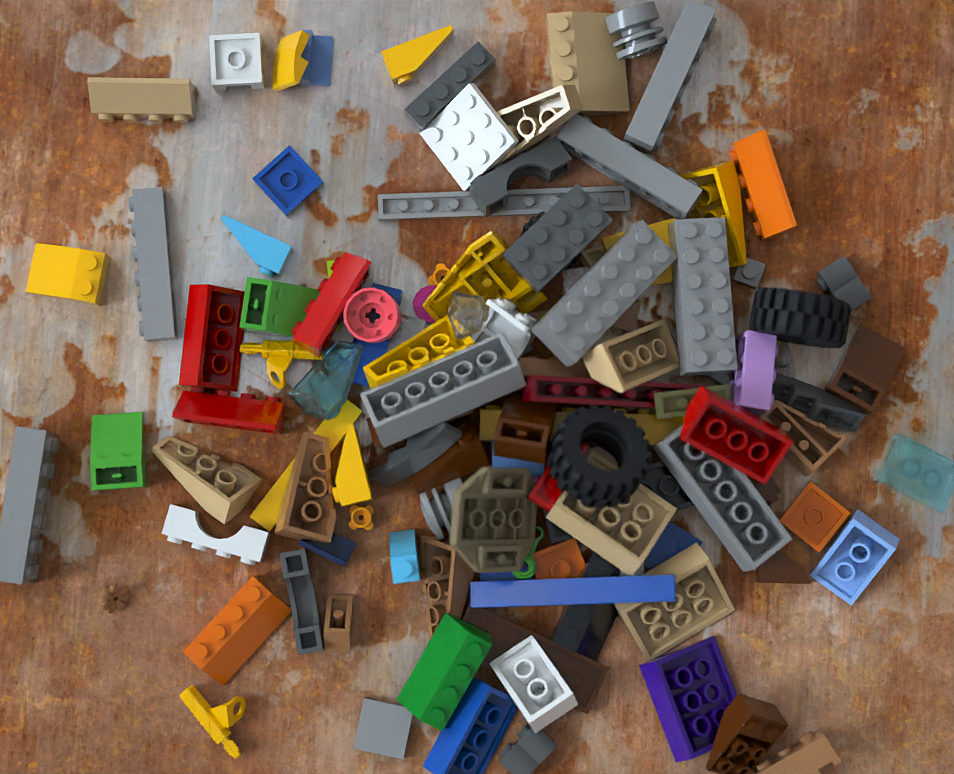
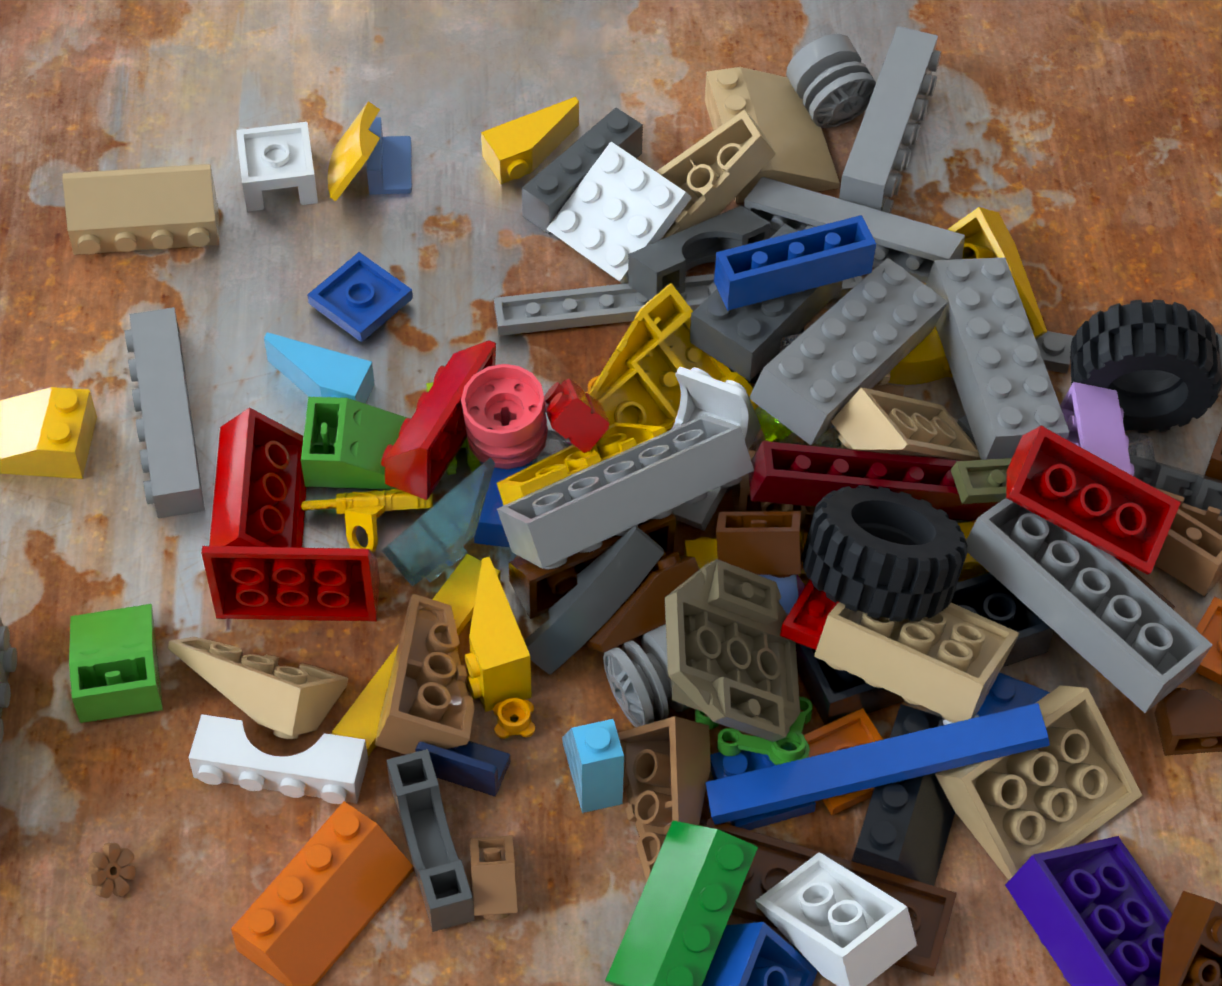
camera: 10 degrees left, 30 degrees down
(418, 322) = (575, 415): none -> red brick
(467, 314) = (648, 405): clear slope -> none
(574, 234) = (794, 262): none -> blue brick
(762, 186) = (1052, 239): orange slope -> none

